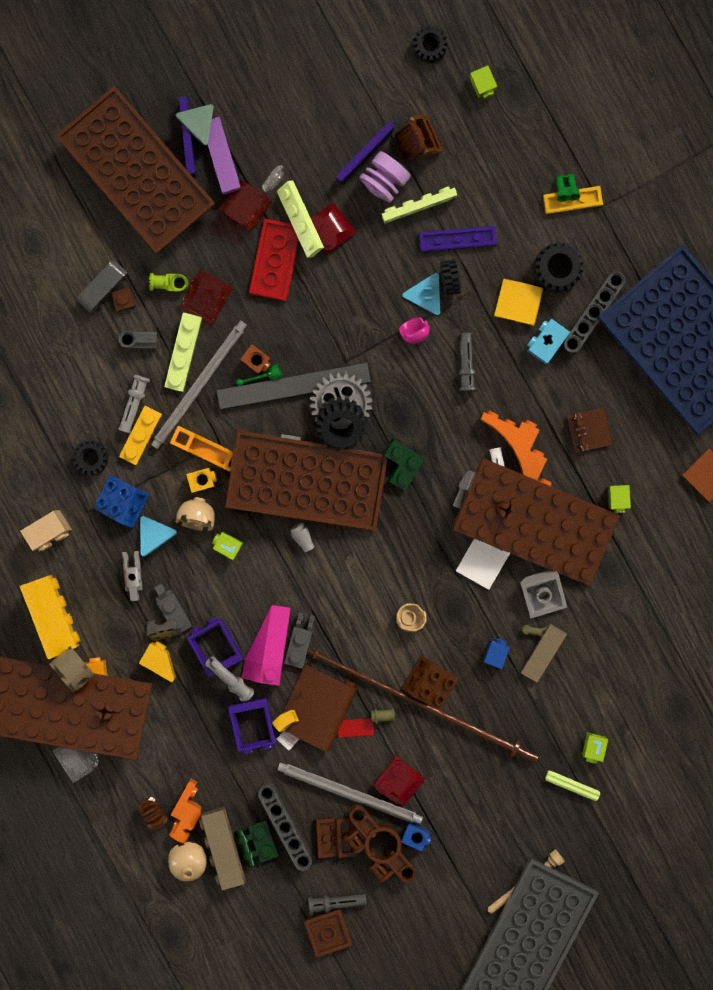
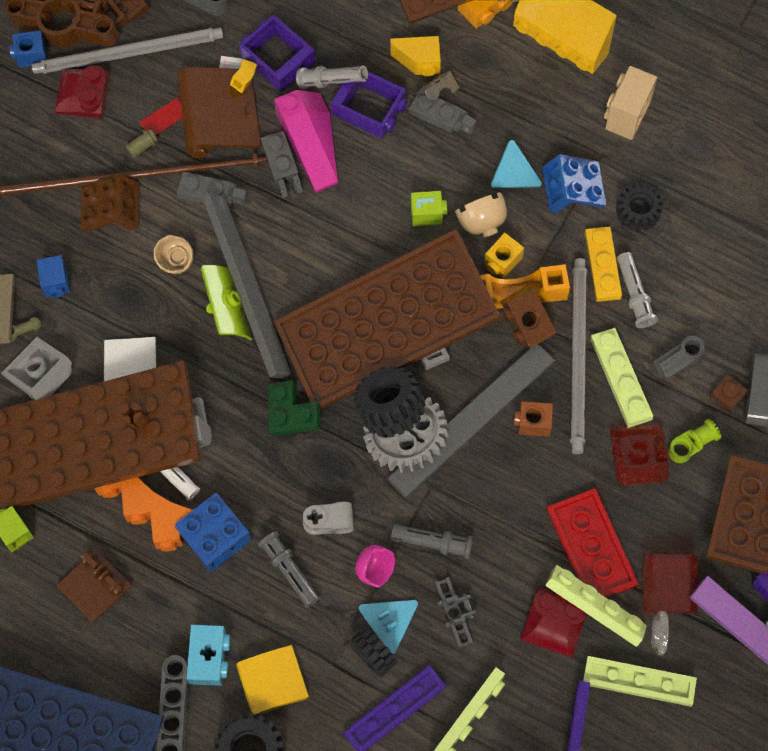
camera: 150 degrees right, 20 degrees down
(132, 585) = (507, 119): light grey hinge -> none
(216, 436) = (539, 326): none -> reddish brown brick
(273, 373) = (504, 418): green hinge -> none
(302, 536) = (351, 266): light grey cone -> none
(304, 160) = (640, 681): none -> yellowish green plate
(358, 652) = (195, 187): none -> dark grey hinge
(362, 317) = (444, 542): none -> dark grey pin
(378, 565) = (247, 286): none -> dark grey tile
(381, 279) = (460, 619): none -> dark grey piece
(386, 175) = (531, 715): lavender wheel -> none
(398, 561) = (225, 302): none -> lime shield
(419, 376) = (331, 518): none -> light grey piece
(499, 414) = (213, 532): none -> blue bracket

